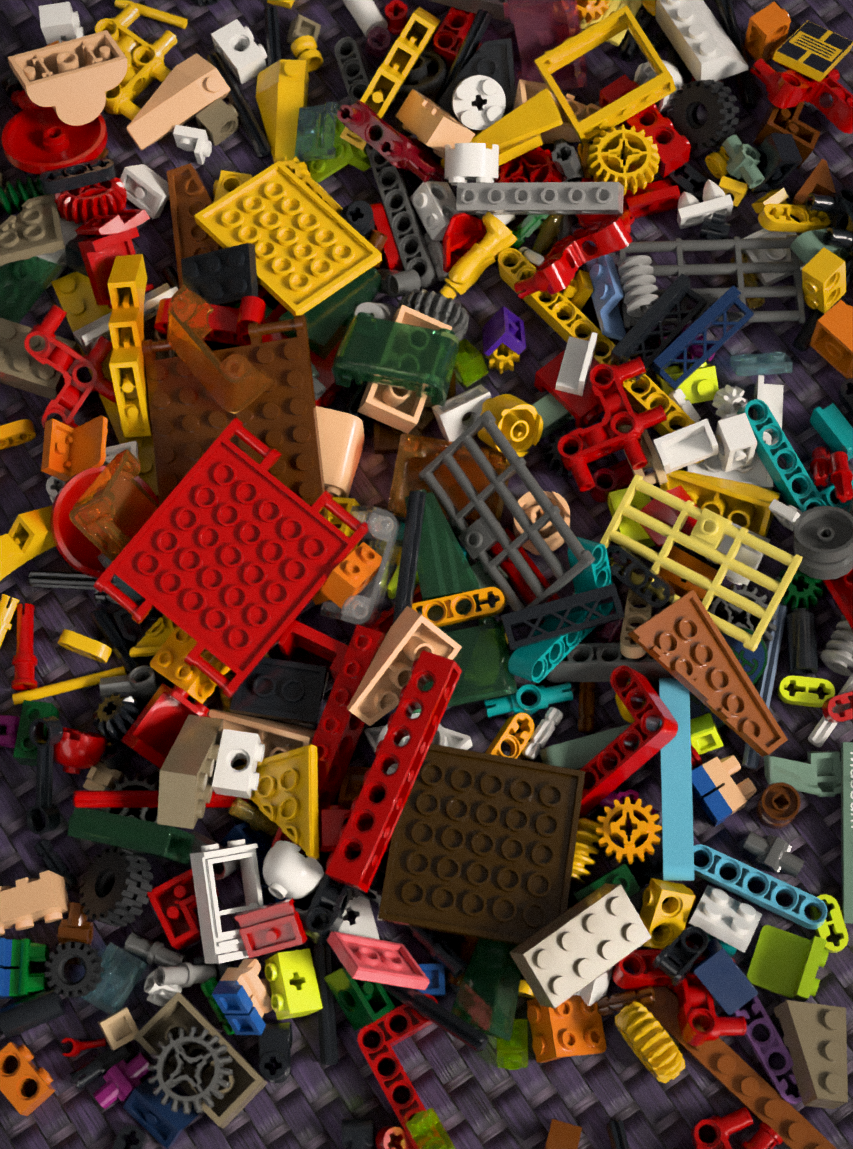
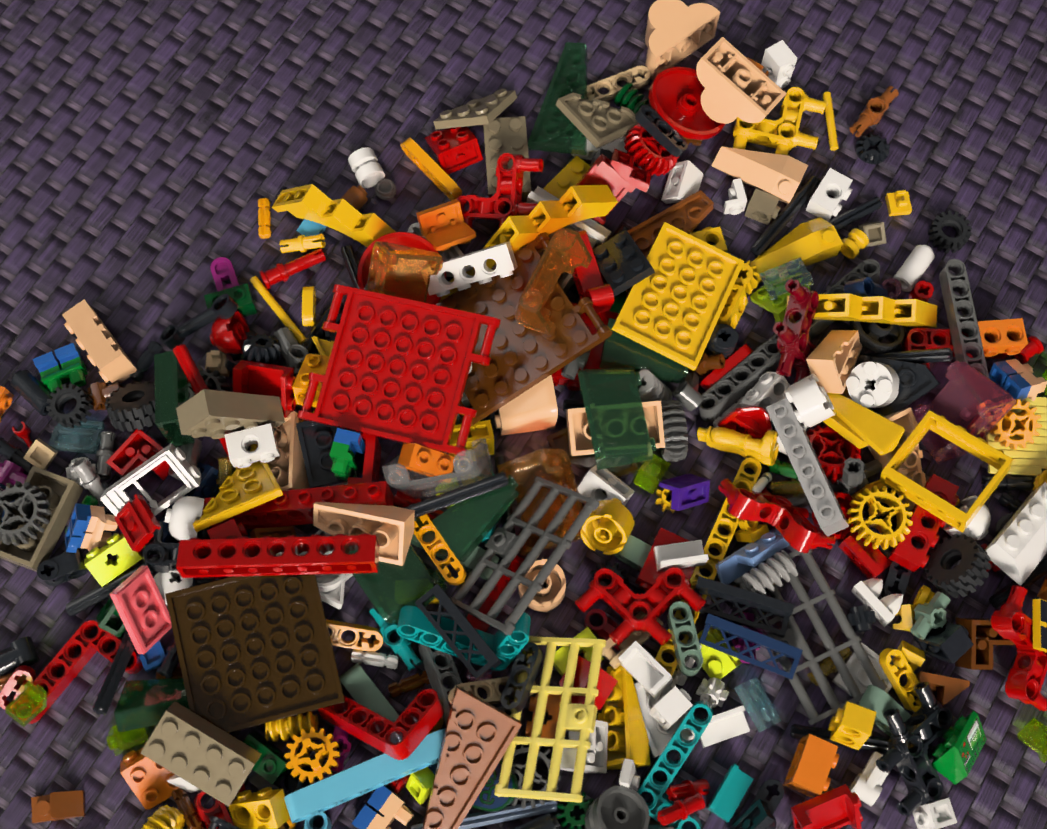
camera: 60 degrees right, 0 degrees up
(139, 421) = (500, 253): none -> white brick
(299, 661) = (343, 452): none -> green hips
(370, 60) = (865, 288): none -> dark blue piece
(679, 405) = (687, 627): none -> sand green beam

